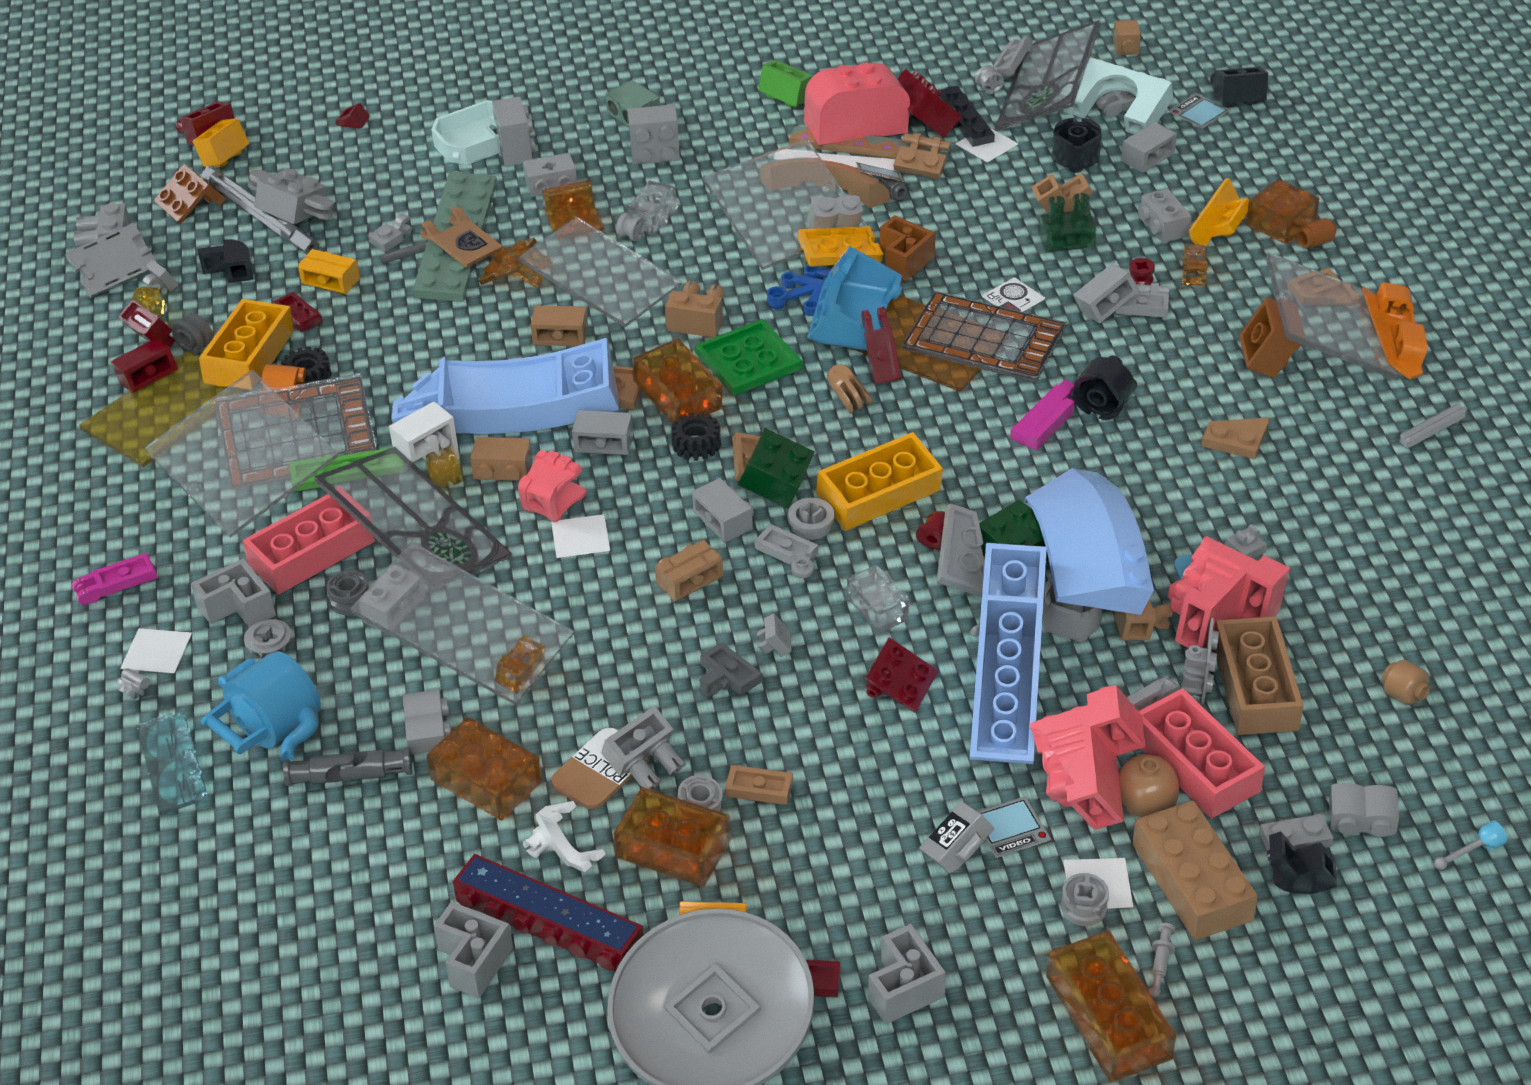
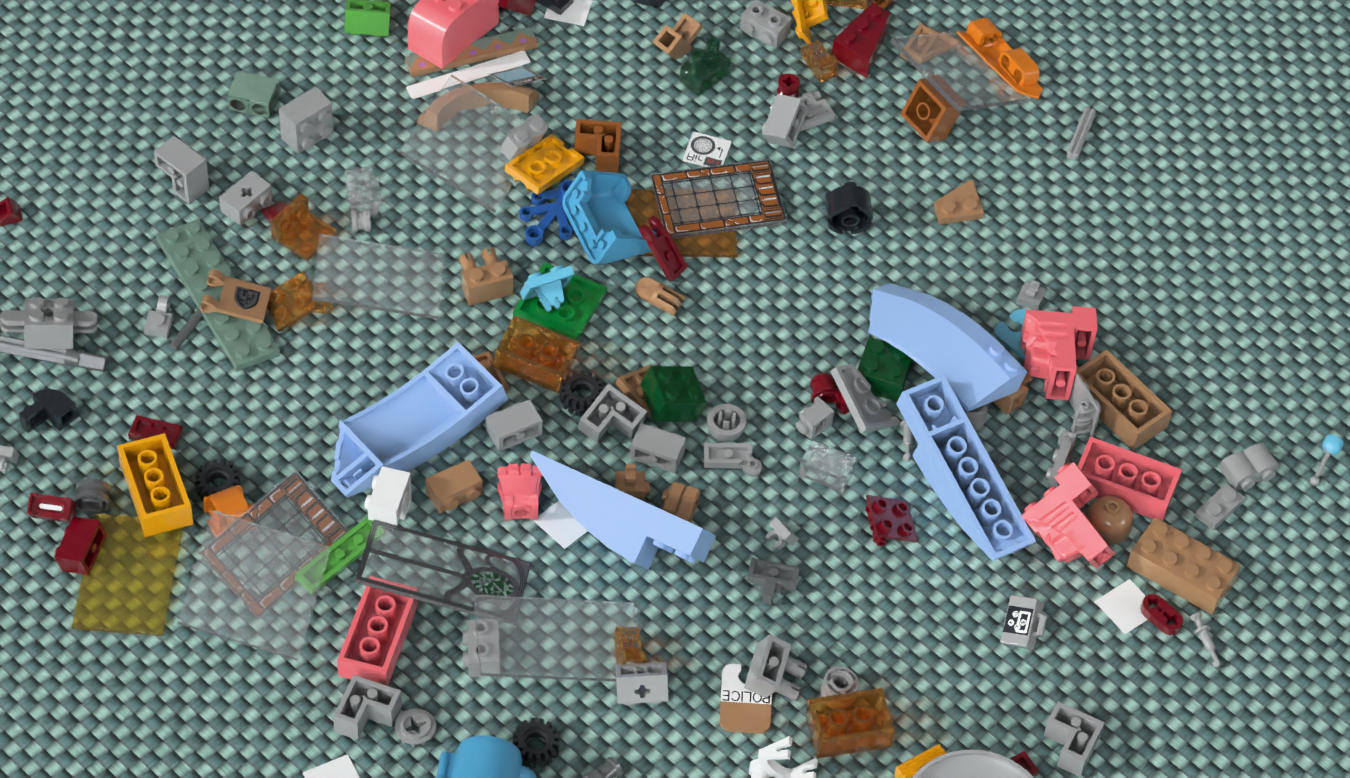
camera: 40 degrees left, 10 degrees up
(114, 578) = (248, 741): dark pink hinge -> none
(151, 299) = (18, 486): clear yellow brick -> none
(329, 271) = (147, 380): light orange brick -> none
(345, 590) = (444, 668): dark grey wheel -> none
(358, 691) = (540, 730): none -> black tyre
(425, 720) = (598, 730): light grey brick -> none
(444, 468) = (420, 516): clear yellow wheel -> none
(467, 134) = (130, 190): light aqua piece -> none
(484, 768) = (675, 743): clear orange brick -> none
(502, 698) = (650, 675): none -> light grey brick
(559, 325) = (388, 343): medium nougat brick -> none
(612, 544) = (622, 520): none -> light blue slope
(662, 529) = (632, 482): none -> medium nougat brick
(696, 455) = (611, 409): none -> light grey brick
(735, 328) = (548, 286): none -> medium azure plate
(759, 784) = (867, 653): medium nougat plate -> none
(879, 480) = (752, 367): light orange brick -> none
(897, 190) = (542, 87): dark grey pin -> none
(903, 553) = (815, 419): none -> light grey brick
(922, 162) = (539, 50): medium nougat plate -> none
(1014, 827) = (1047, 590): sticker -> none
(1045, 416) = (816, 251): dark pink piece -> none
(1085, 898) = (1134, 622): light grey wheel -> none
(1110, 1006) = (1207, 688): clear orange brick -> none
(1134, 906) = (1161, 614): none -> dark red beam
(1244, 262) = (862, 39): none -> dark red wedge
(1301, 870) = (1245, 529): black brick -> none
(1406, 682) = (1208, 356): medium nougat head -> none

